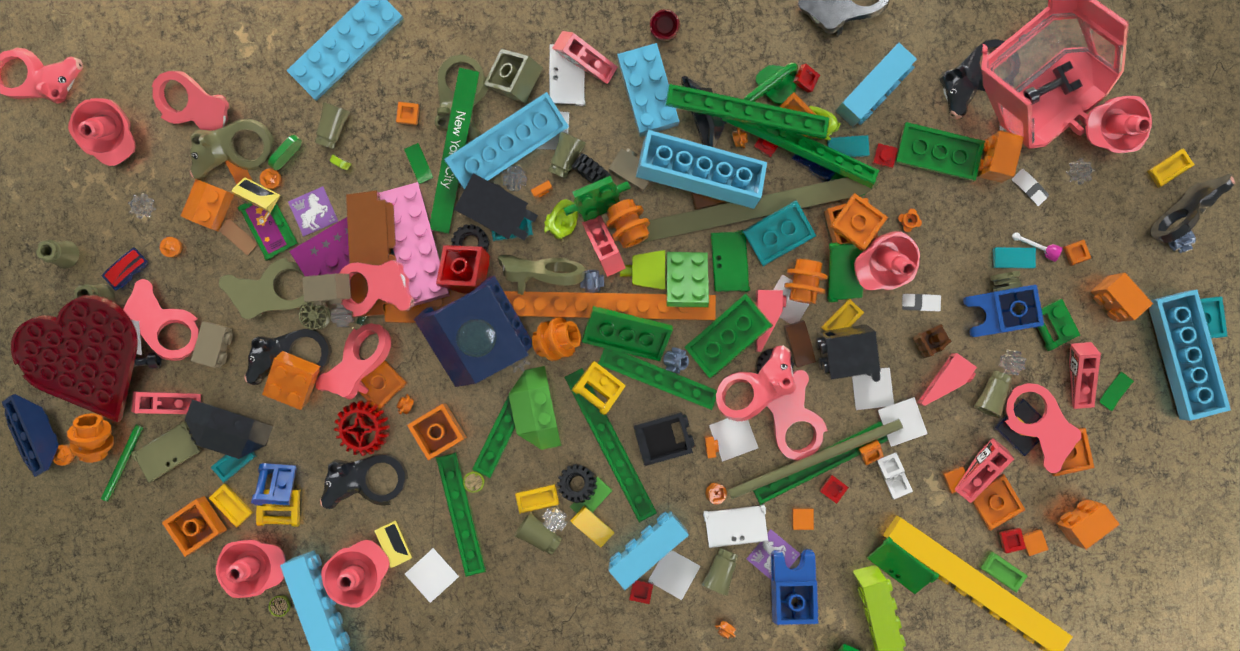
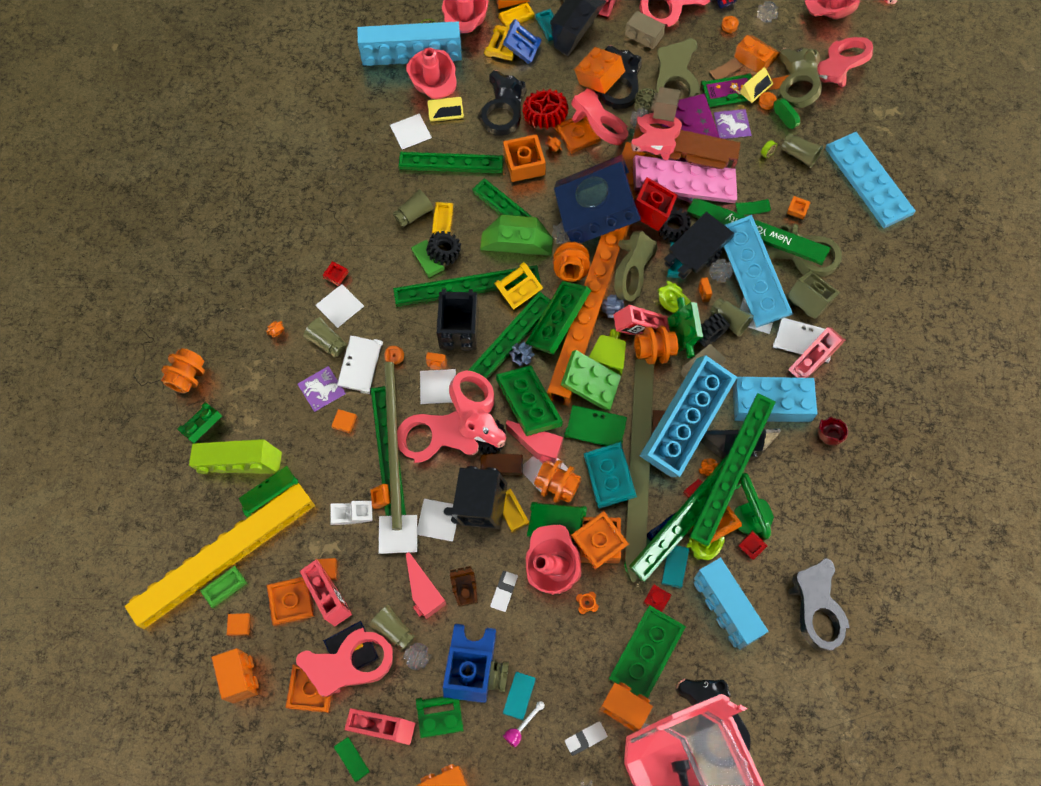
camera: 105 degrees right, 20 degrees down
(473, 481) = (473, 177): tile -> none
(554, 519) = (420, 224): clear gear -> none
(592, 526) = (403, 251): yellow tile -> none
(647, 550) = (369, 282): medium azure brick -> none
(791, 584) = (291, 392): blue brick -> none
(833, 489) = (360, 454): red plate -> none
(1012, 540) = (249, 602): red plate -> none
(1077, 252) = (504, 764): orange tile -> none

